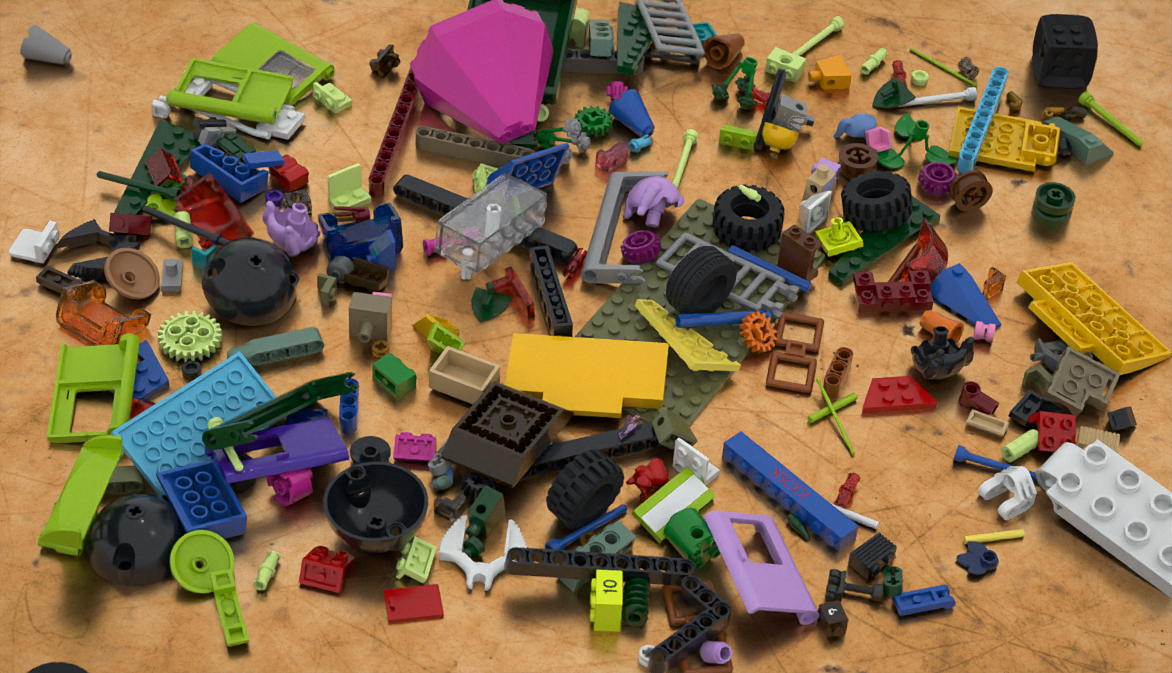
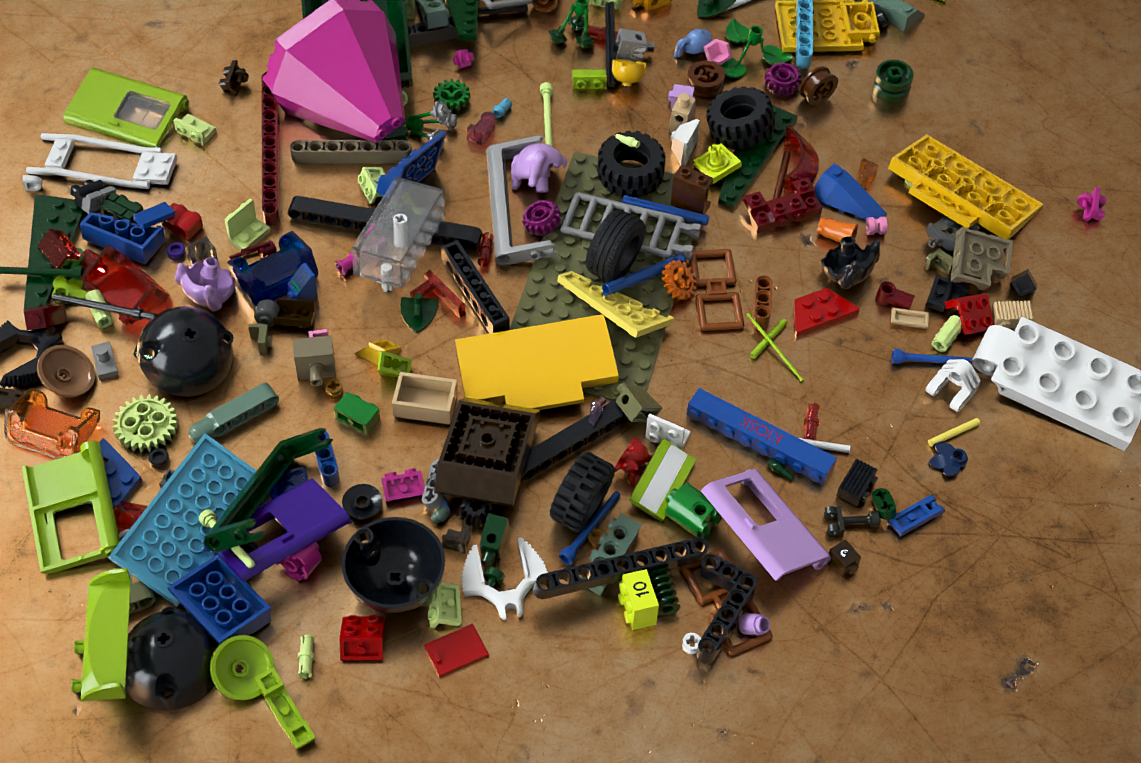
camera: 15 degrees left, 10 degrees up
(201, 257) = (130, 334): teal panel -> none
(256, 99) = (123, 152): lime piece -> none
(632, 113) = (487, 79): blue cone -> none

